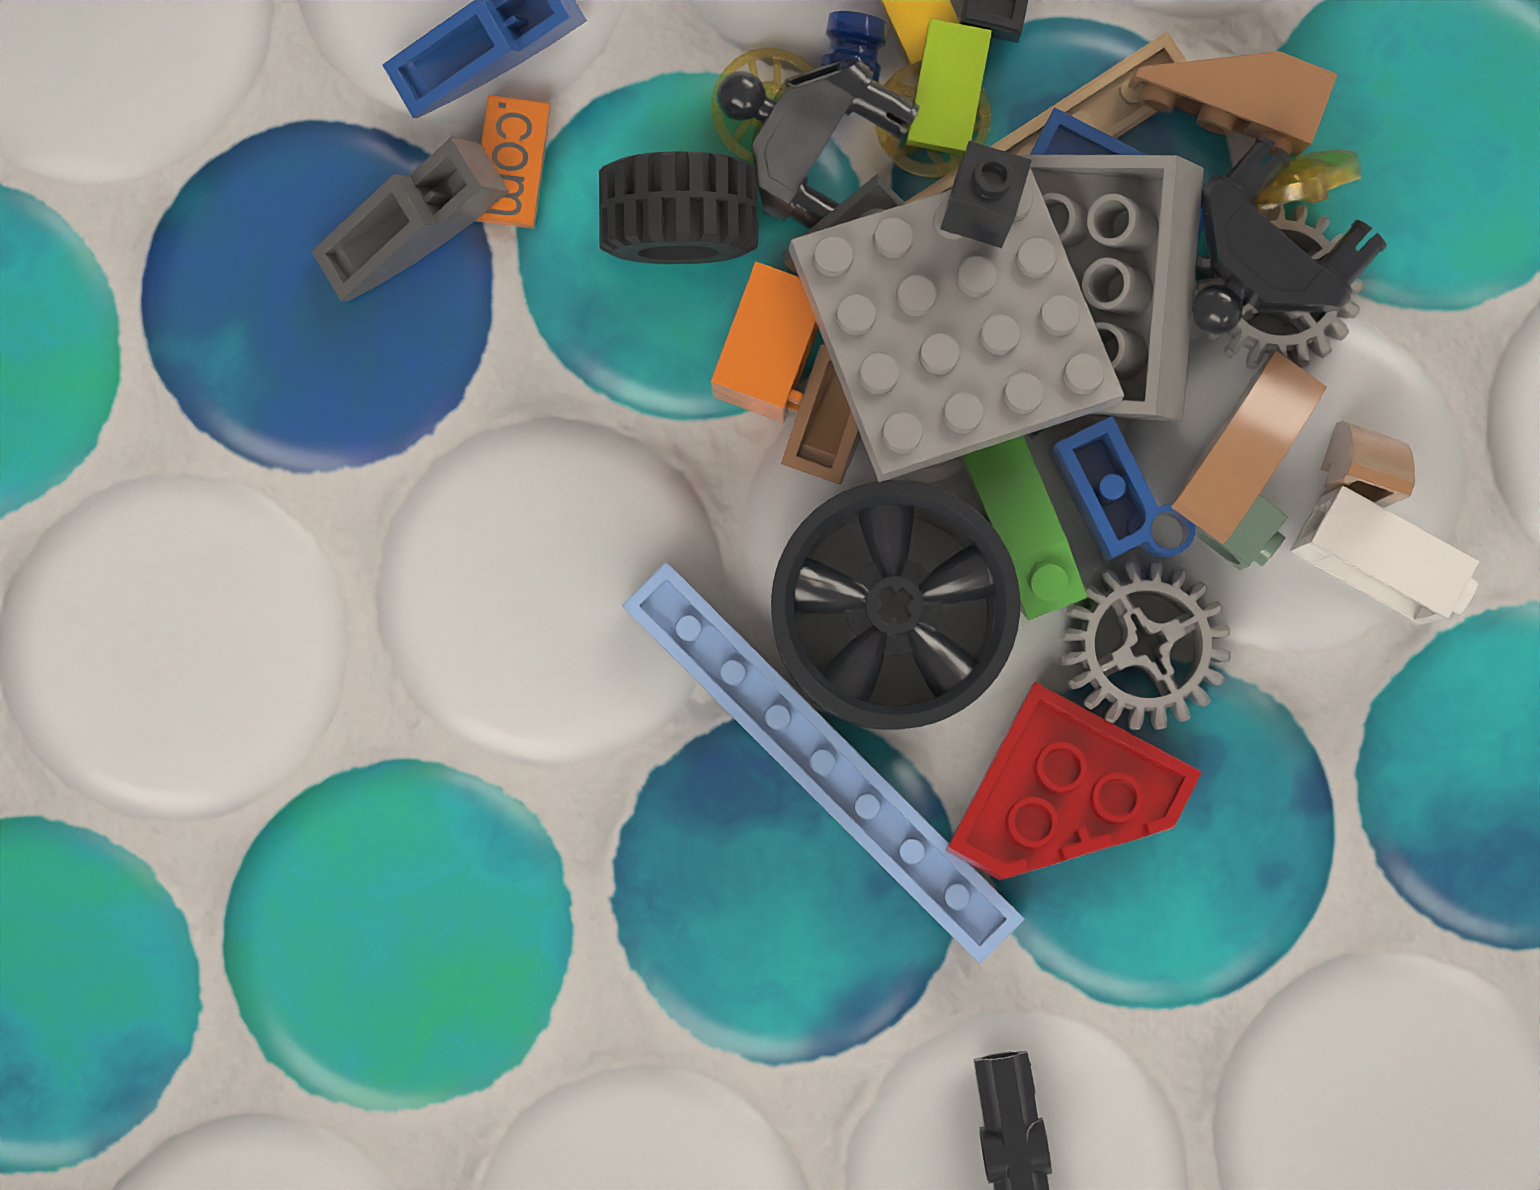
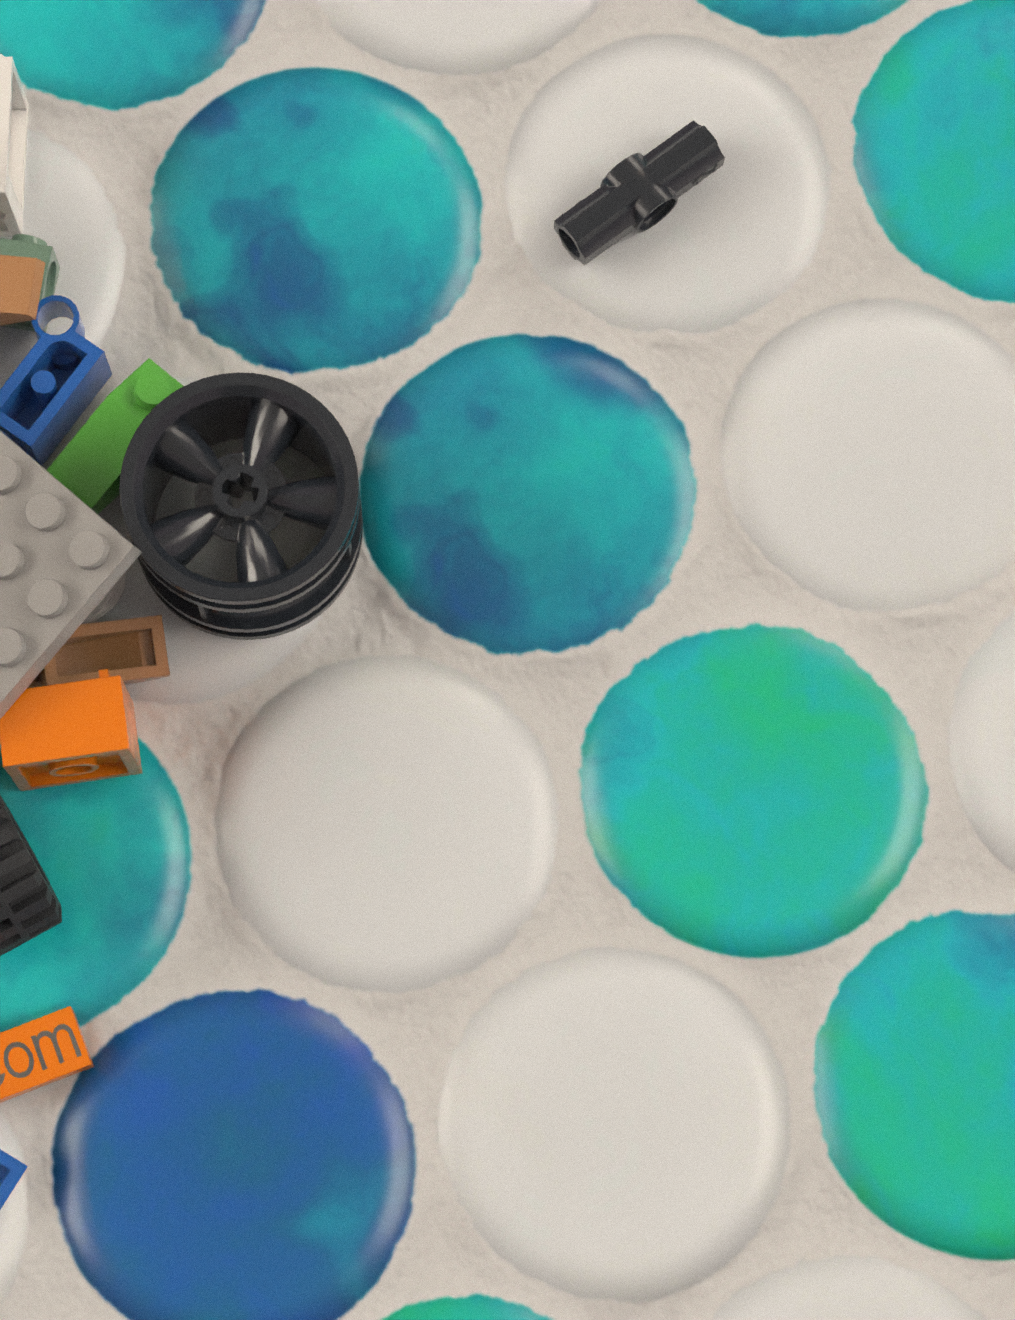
camera: 125 degrees left, 10 degrees down
(410, 218) = (122, 1116): dark grey slope -> none
(823, 762) = (405, 515): light blue plate -> none
(1067, 790) = (320, 302): red plate -> none
(1131, 619) = (185, 262): light grey gear -> none

